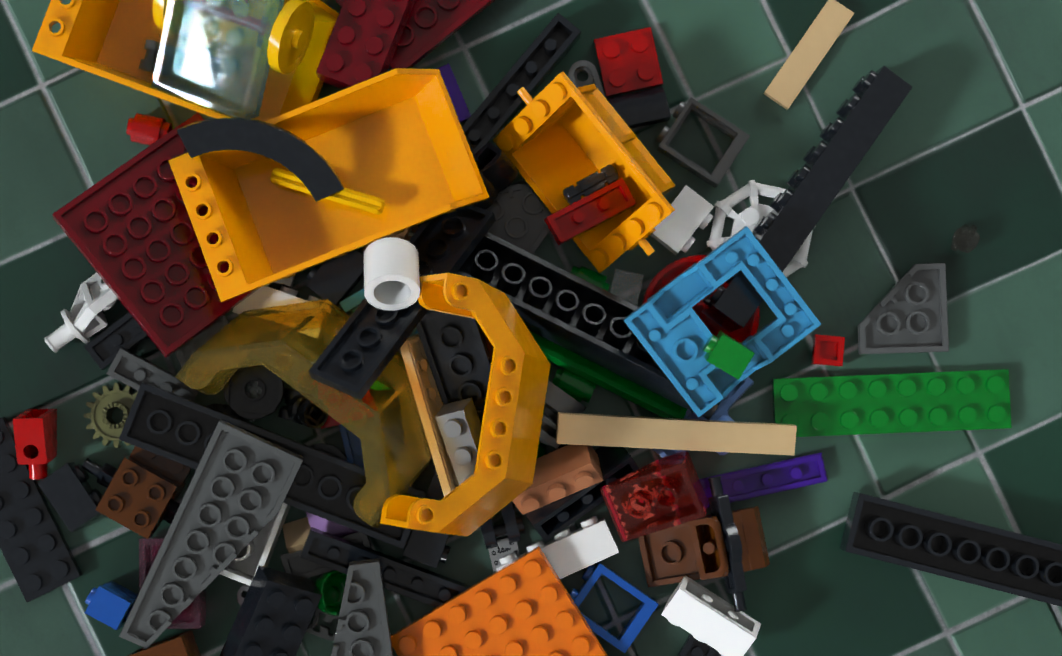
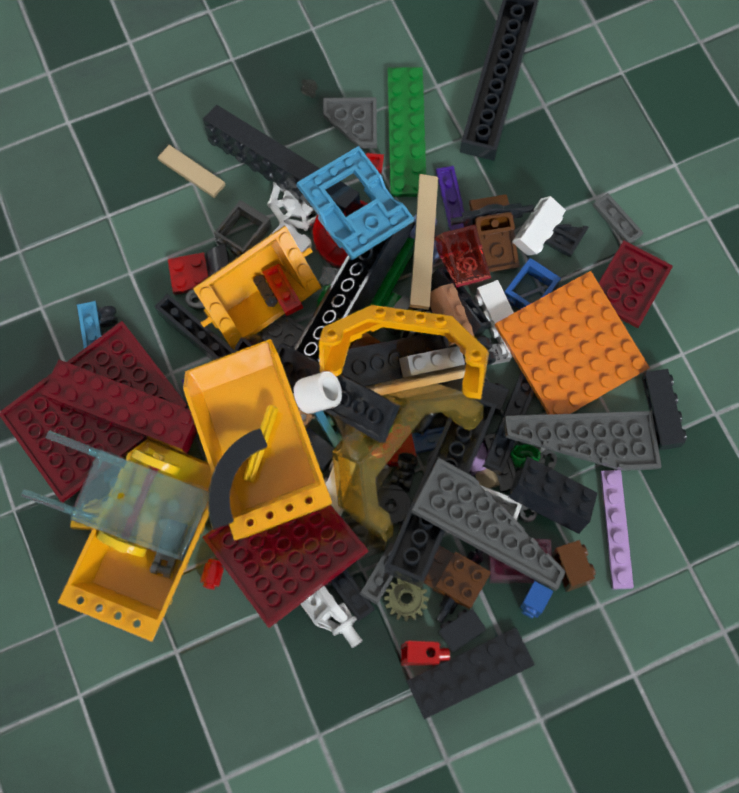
camera: 85 degrees left, 15 degrees down
(728, 354) = (376, 194): green brick -> none

